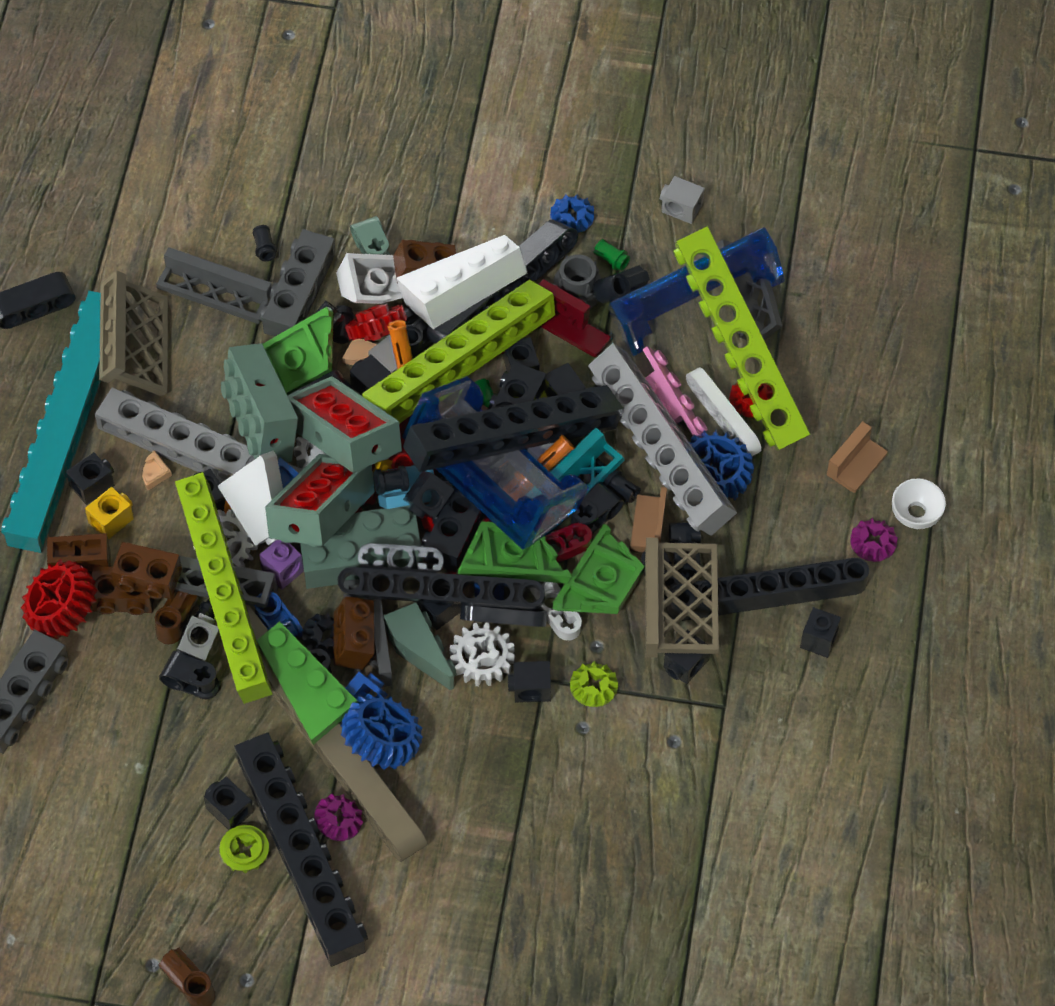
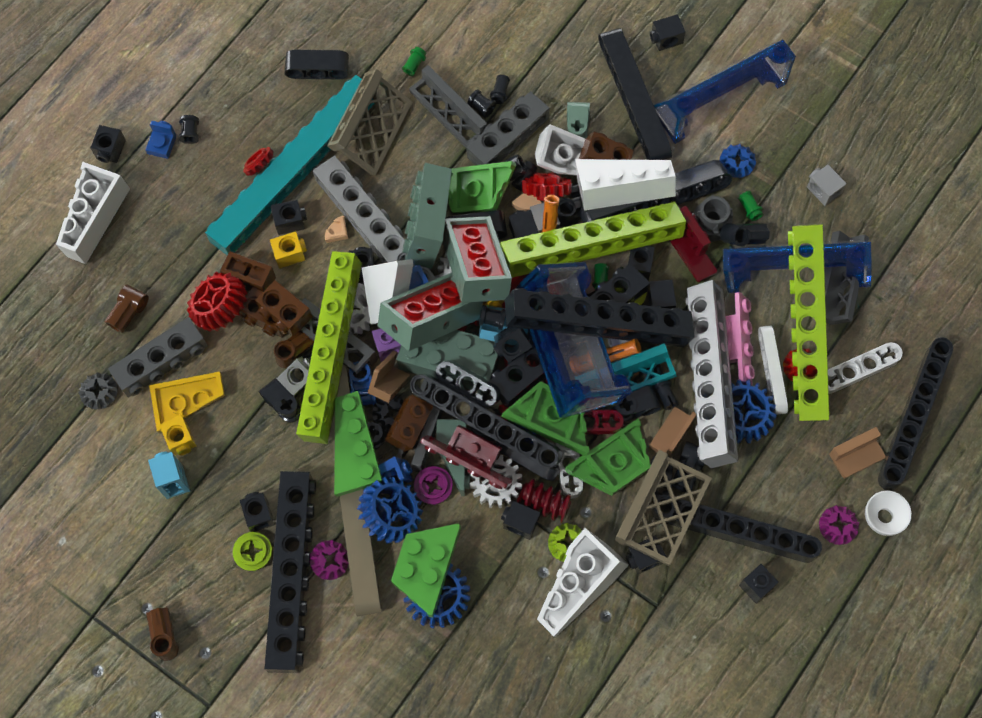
camera: 30 degrees right, 10 degrees up
(21, 431) = (258, 161): none -> red gear
(73, 721) = (185, 396): none -> yellow wing
(84, 754) = (174, 427): none -> yellow brick
(106, 805) = (168, 474): none -> medium azure brick
(147, 244) = (414, 61): none -> green pin
(251, 265) = (481, 103): none -> black bush
(305, 601) = (387, 379): none -> medium nougat panel
(402, 684) = (429, 475): none -> magenta gear
(420, 187) = (635, 95): none -> black beam
(424, 108) = (667, 32): none -> black brick
(442, 626) = (471, 452): none -> dark red bracket
(452, 768) = (425, 565): none -> bright green wing
(469, 778) = (448, 593): none -> blue gear
(548, 647) = (545, 500): none -> dark red piece
(553, 98) = (767, 64): none -> clear blue windscreen
(631, 706) = (583, 577): none -> white wedge
(816, 375) = (860, 370): none -> white beam
(892, 403) = (908, 421): none -> black beam

